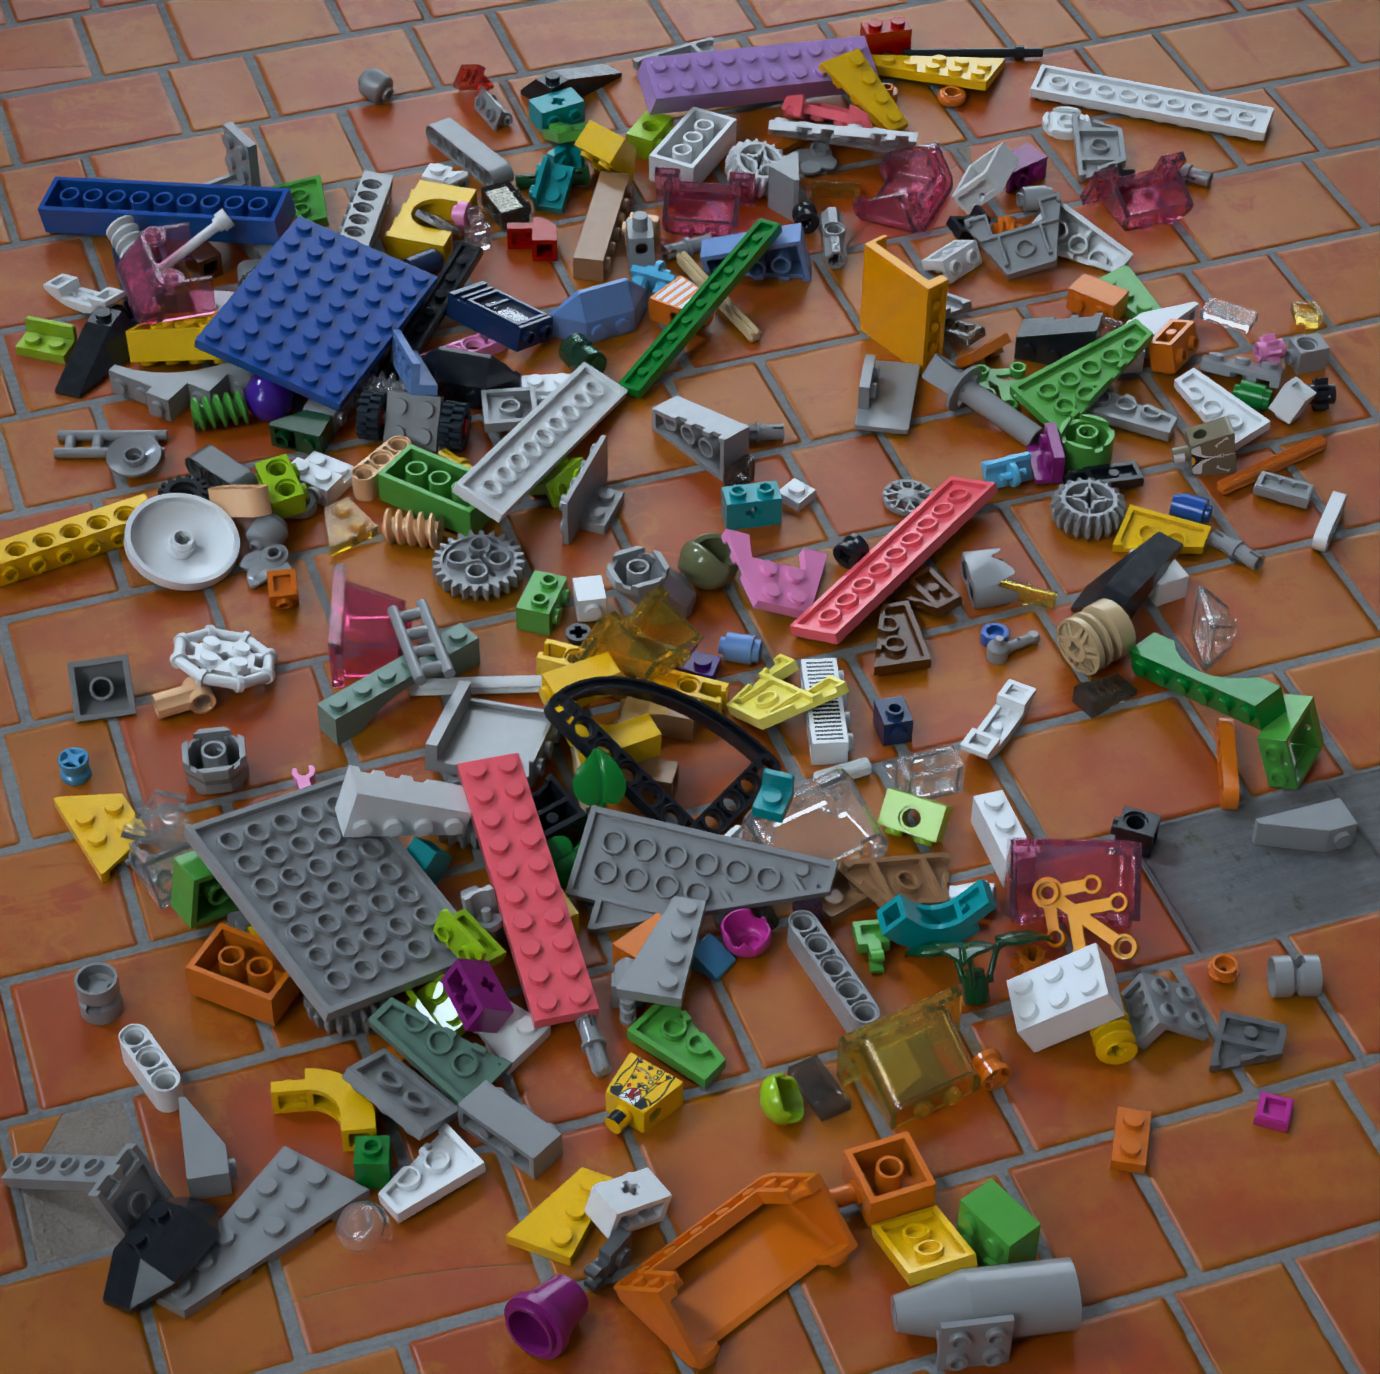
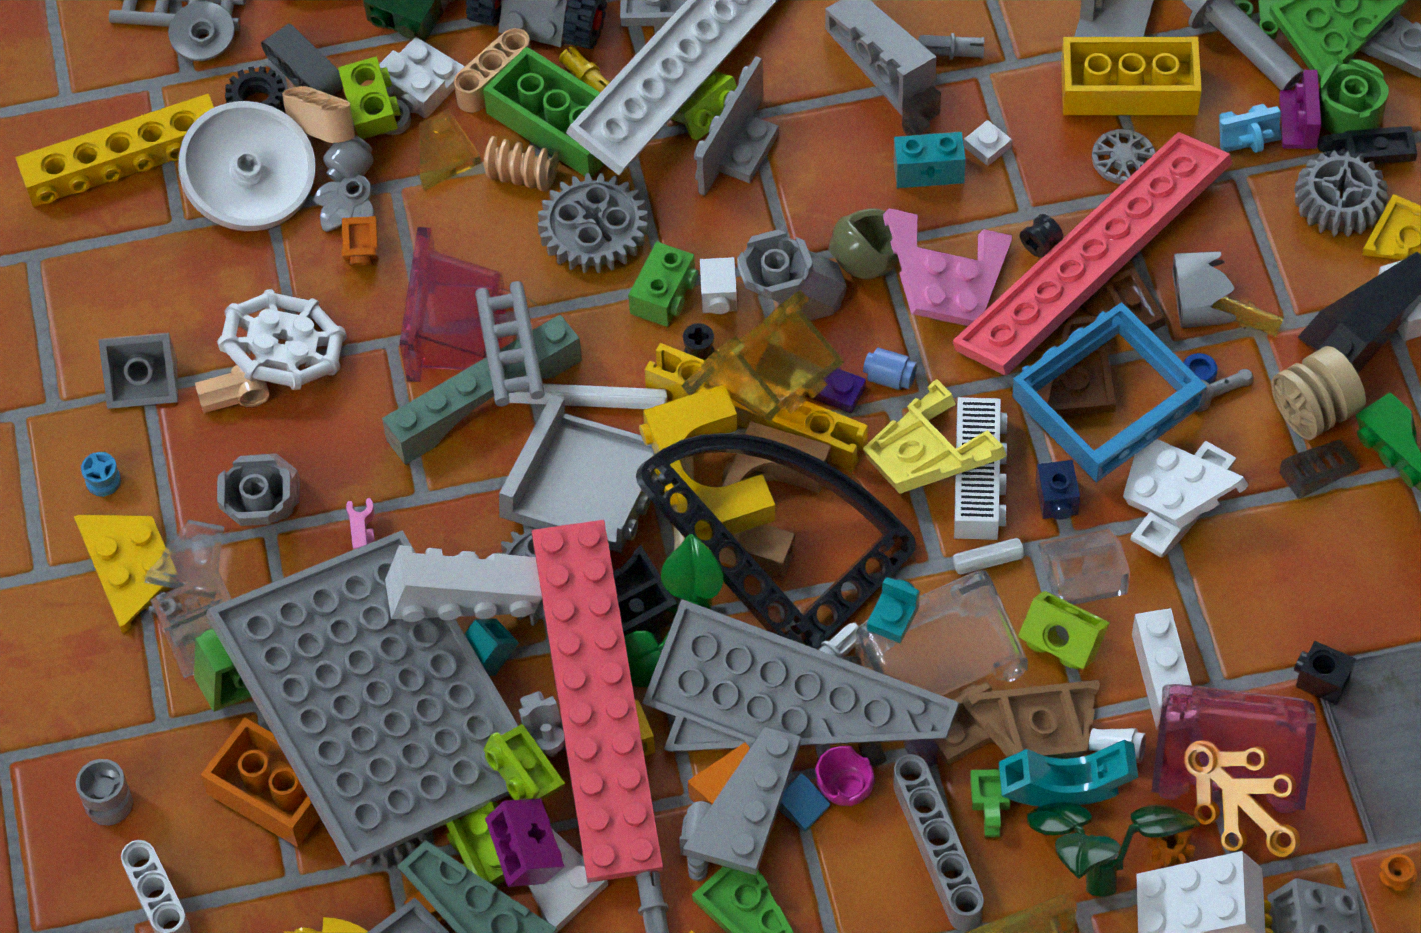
camera: 10 degrees right, 15 degrees up
(906, 439) = (1130, 76): none -> yellow brick
(987, 646) = (1141, 433): none -> dark azure window
(991, 705) = (1177, 483): none -> white wing

